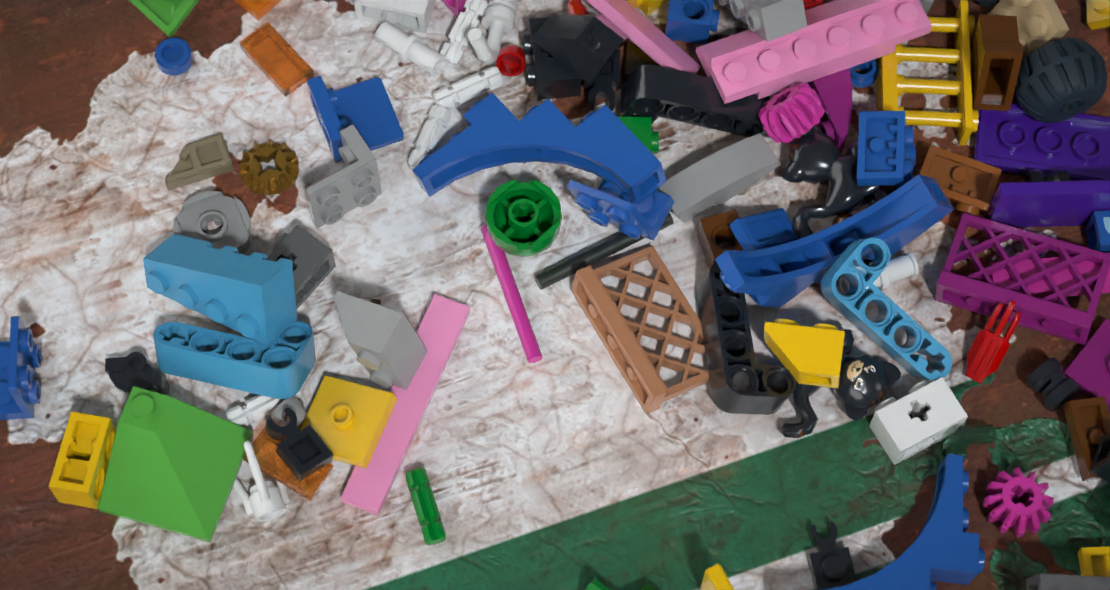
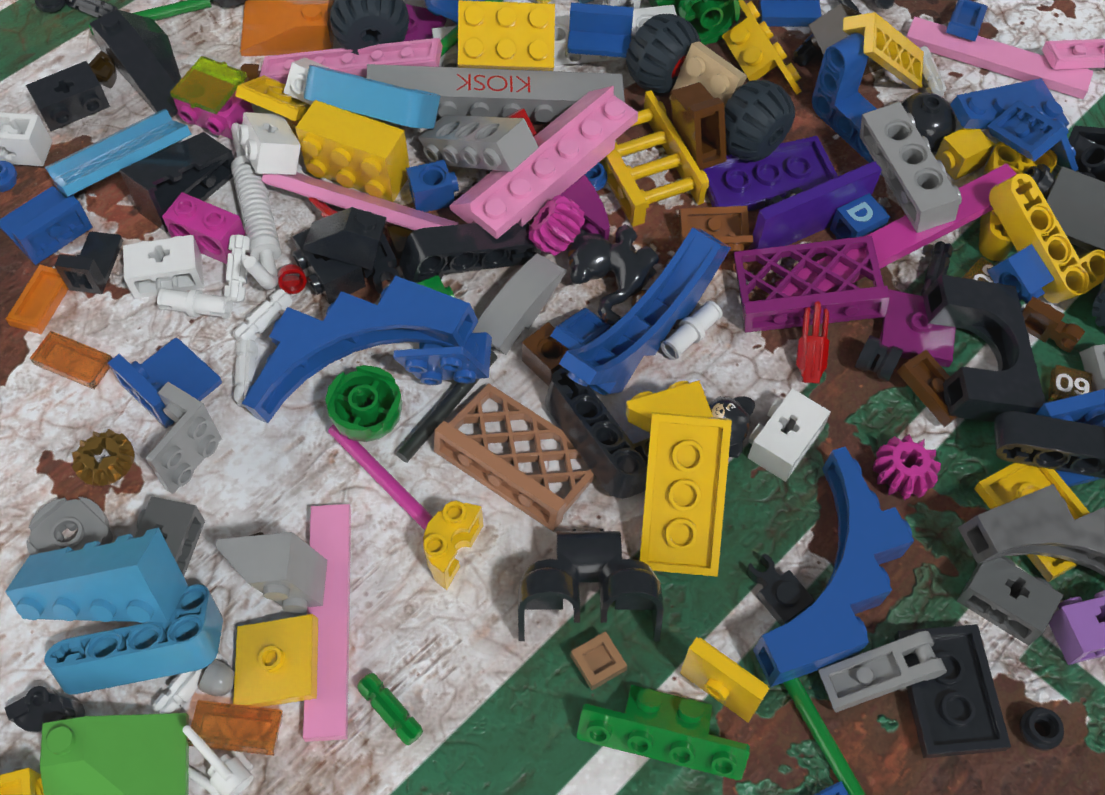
camera: 25 degrees left, 5 degrees down
(200, 161) = (33, 479): dark tan tile -> none
(299, 449) = (243, 709): black plate -> none
(545, 373) = (447, 532): none -> yellow cylinder
(628, 548) = (598, 660): none -> medium nougat plate
(662, 453) = (590, 559): none -> black piece
(779, 432) = (685, 493): none -> yellow plate
(885, 149) = (649, 222): blue bracket -> none
(889, 314) = (762, 376): dark azure beam -> none
(967, 435) = (833, 430): clear green arm -> none

